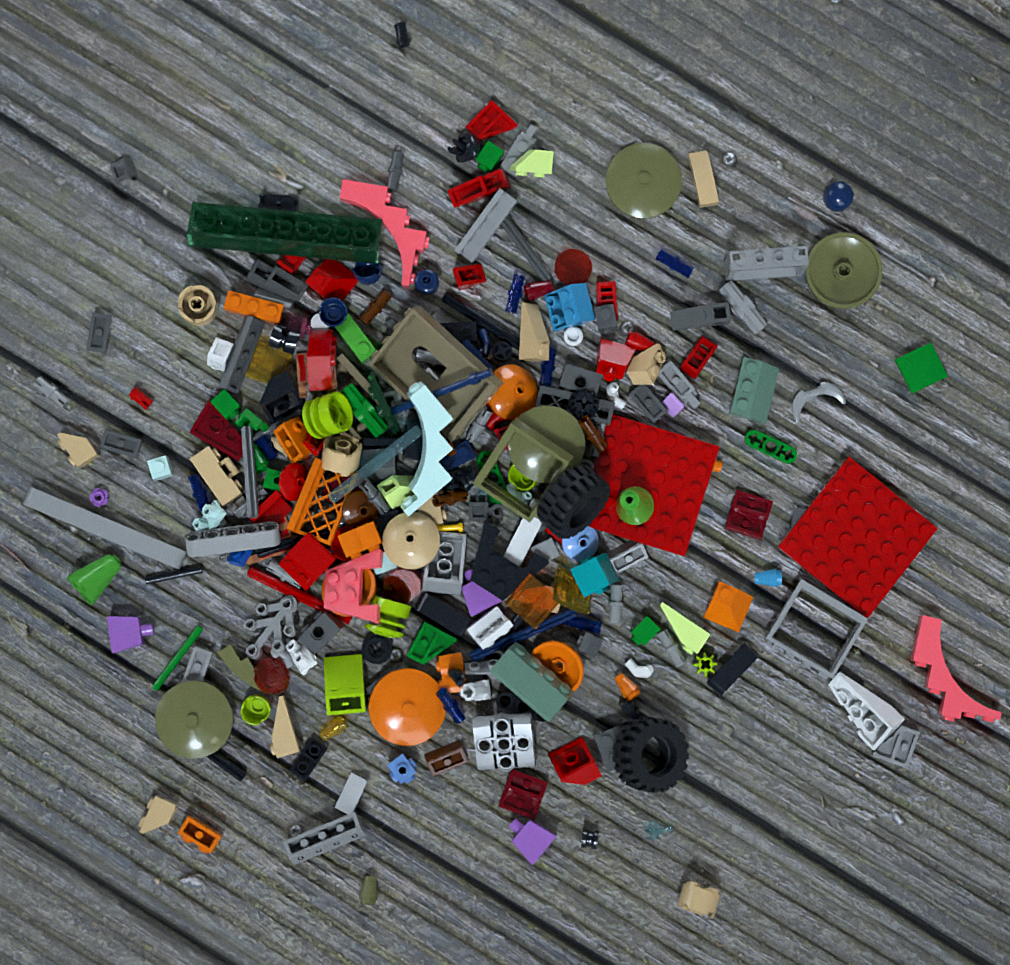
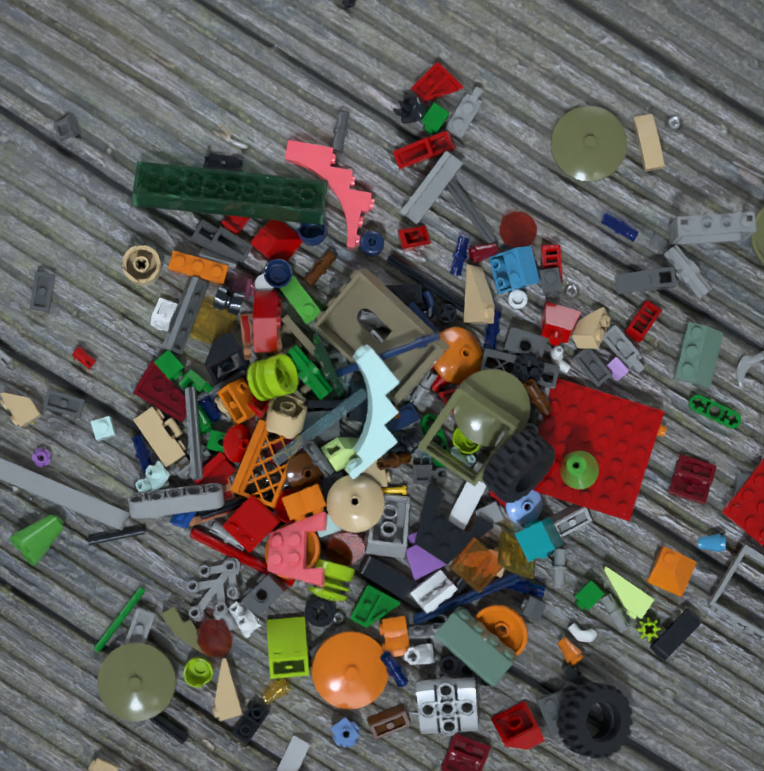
camera: 10 degrees left, 0 degrees up
(127, 632) = (69, 593): medium lavender torso -> none
(457, 676) = (401, 640): black plate -> none
(534, 162) = (479, 124): yellowish green slope -> none
(638, 341) = (582, 304): red cone -> none

